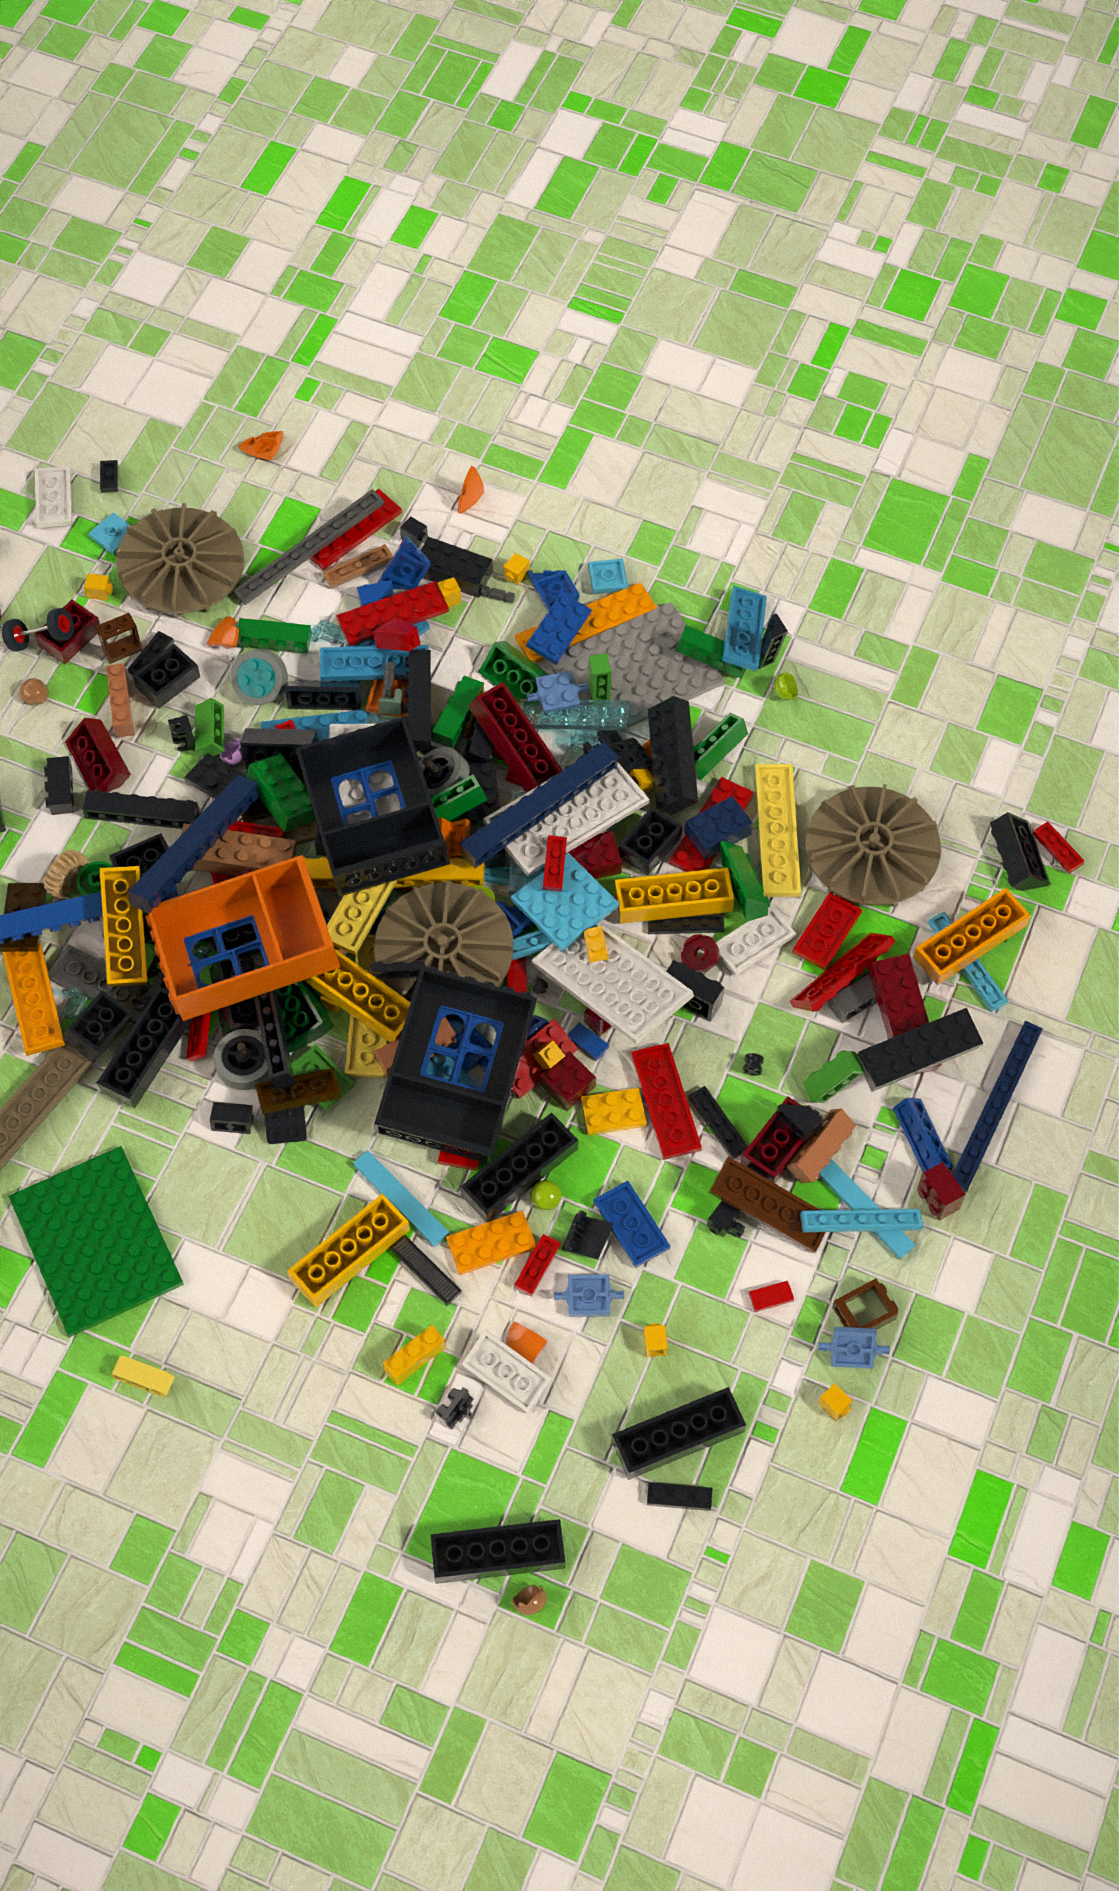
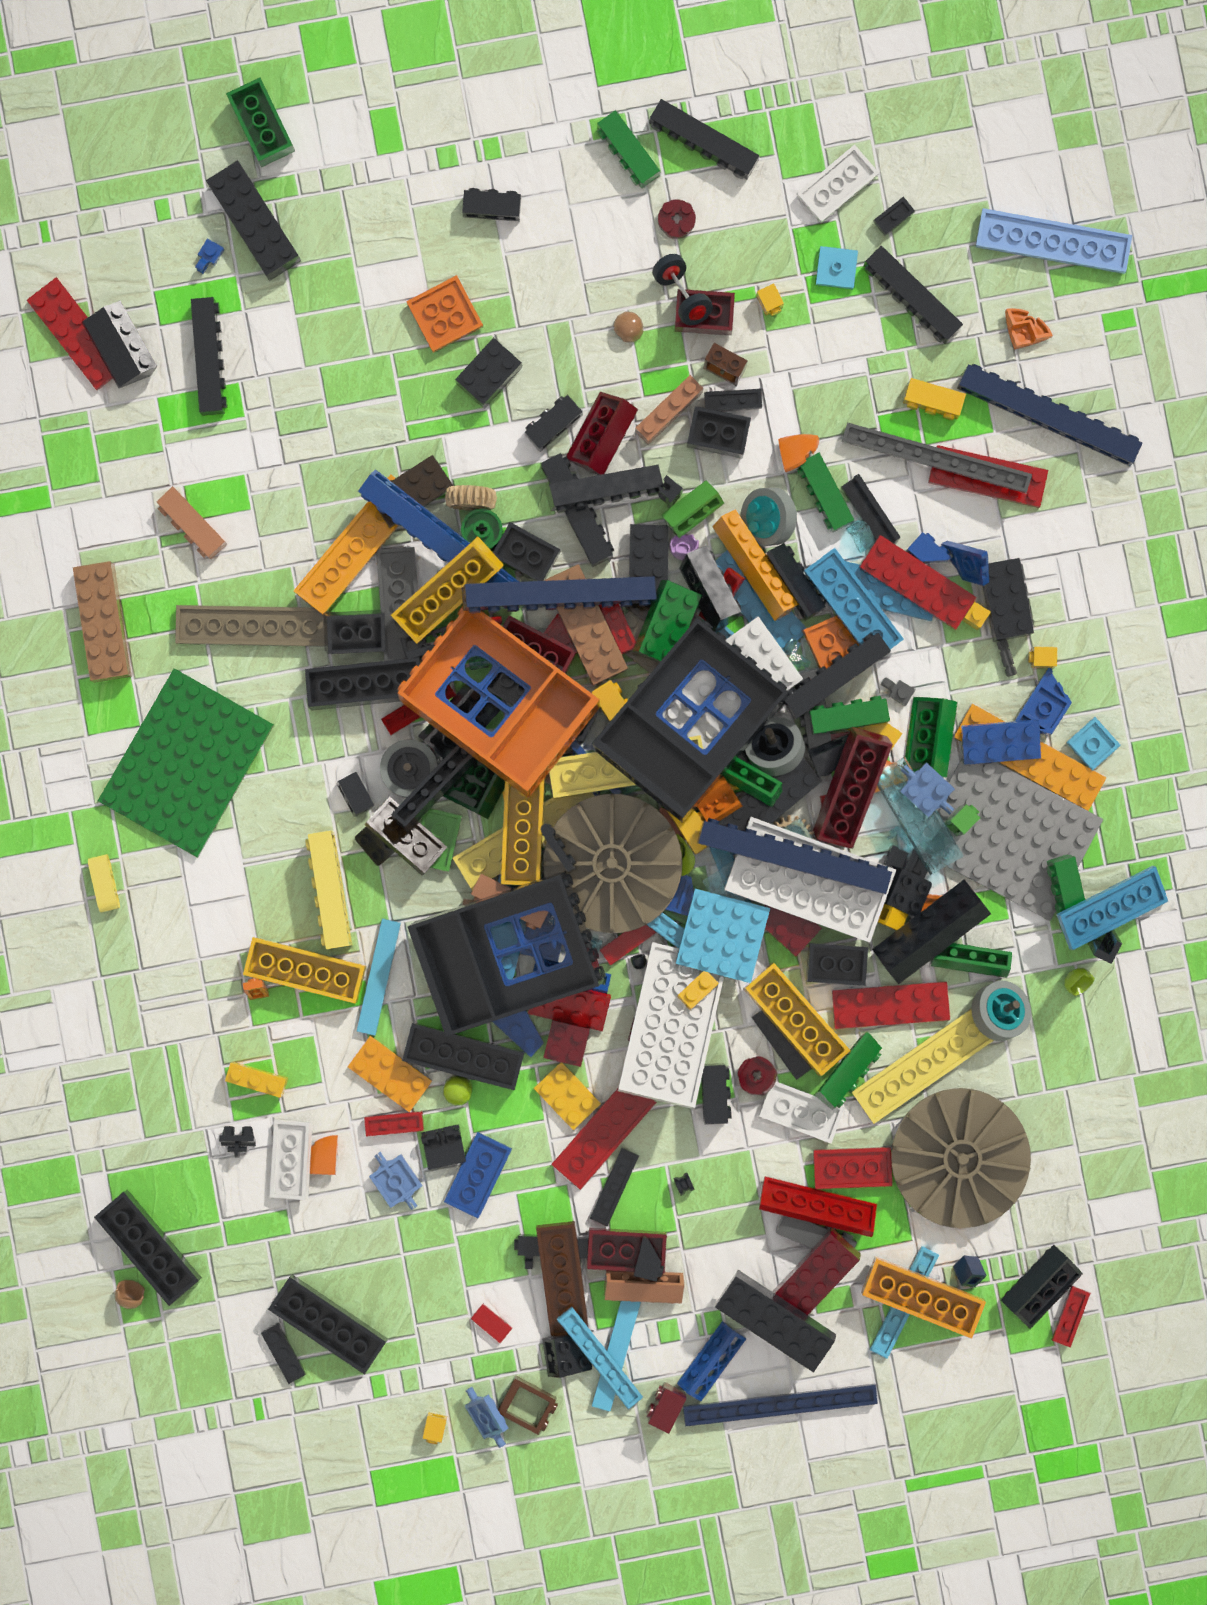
camera: 55 degrees right, 25 degrees up
(75, 1003) = (365, 593): clear light blue bracket -> none
(140, 775) = (603, 488): none -> black brick
(161, 497) = (912, 294): none -> black brick
(180, 560) = (845, 352): dark tan piece -> none
(215, 393) = (1053, 241): none -> light blue plate
(264, 527) = (934, 399): none -> yellow brick
(281, 708) = (755, 565): none -> light orange brick
(296, 1184) = (330, 890): none -> light yellow brick
(311, 615) = (869, 509): none -> black fence
(334, 1300) = (255, 989): none -> orange plate
(338, 464) = (1049, 414): none -> dark blue brick
(358, 566) = (950, 513): medium nougat plate -> none
(388, 679) = (841, 632): dark grey axle -> none
(392, 705) = (820, 651): sand green panel -> none
(397, 636) = (887, 610): red slope -> none
(414, 530) = (1021, 537): black brick -> none
(426, 1270) = (333, 1038): tile -> none
(469, 671) = (900, 692): none -> dark grey plate
(472, 490) = (1100, 558): orange brick -> none
(526, 1113) = (522, 1031): none -> blue wing
(548, 1055) = (572, 1016): yellow brick -> none
(554, 863) = (746, 907): red plate -> none
(588, 1041) = (616, 1033): blue tile -> none
(655, 1340) = (393, 1256): yellow brick -> none
(716, 824) = (886, 1016): dark blue brick -> none
(772, 747) = (1001, 1010): none -> wheel
(833, 1076) = (709, 1261): bright green brick -> none
(840, 1252) = (564, 1357): none -> black bracket
(972, 896) = (969, 1271): none -> panel

